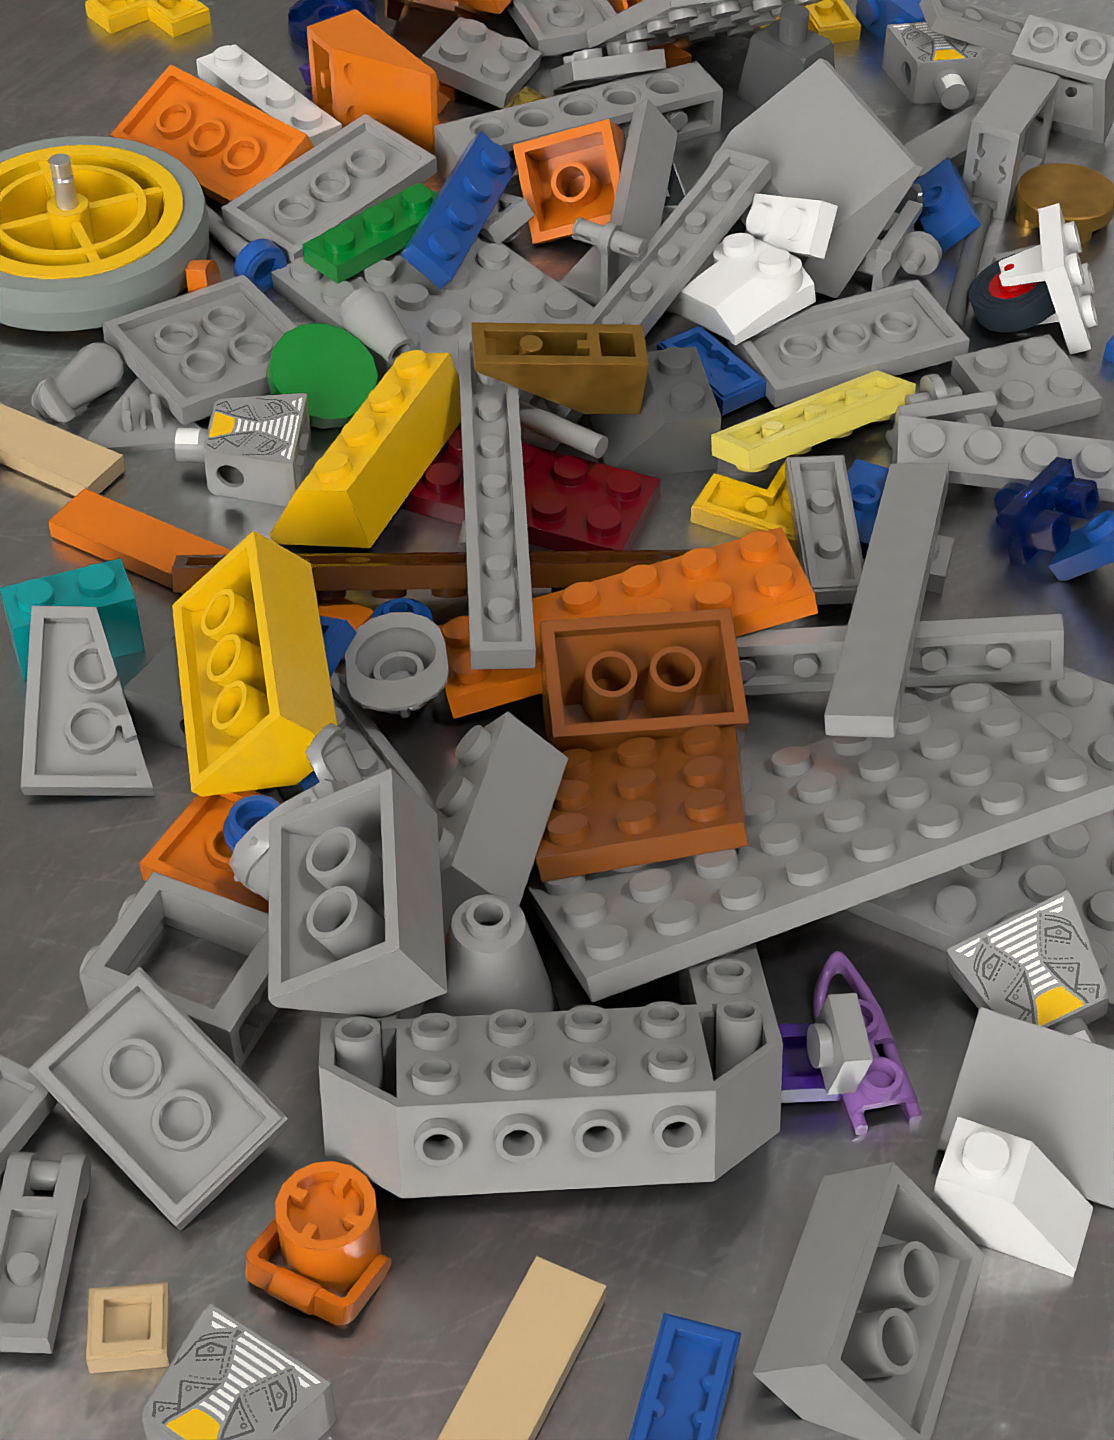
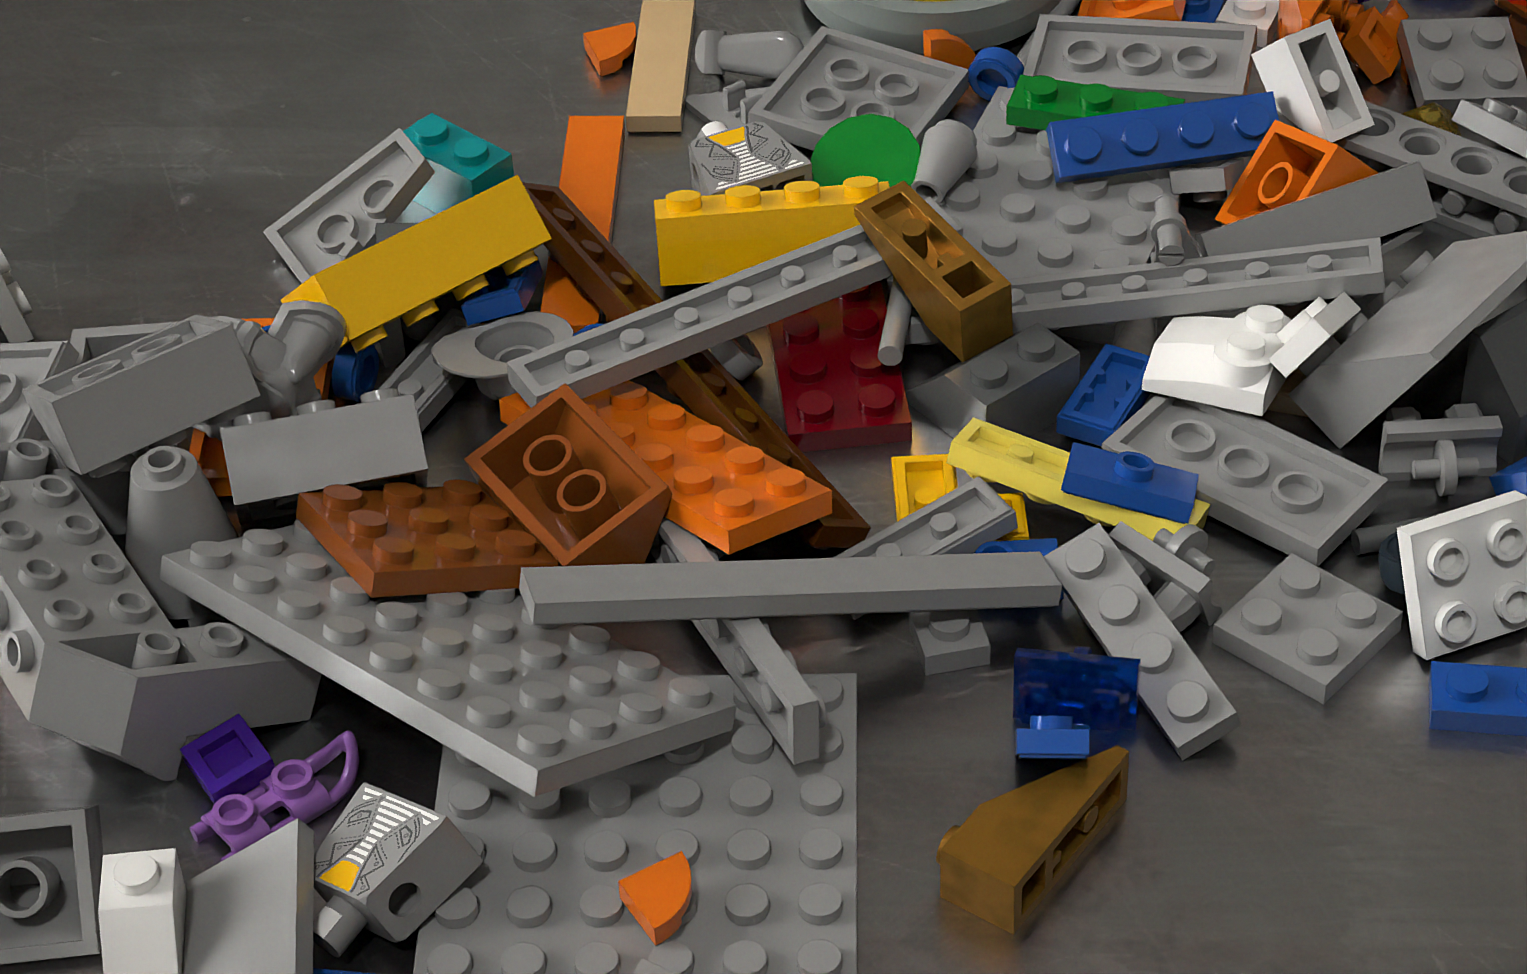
camera: 65 degrees right, 5 degrees down
(485, 101) = (1314, 83): none -> white slope
(840, 1044) = (224, 755): light grey plate -> none
(854, 386) = (1130, 482): none -> blue plate

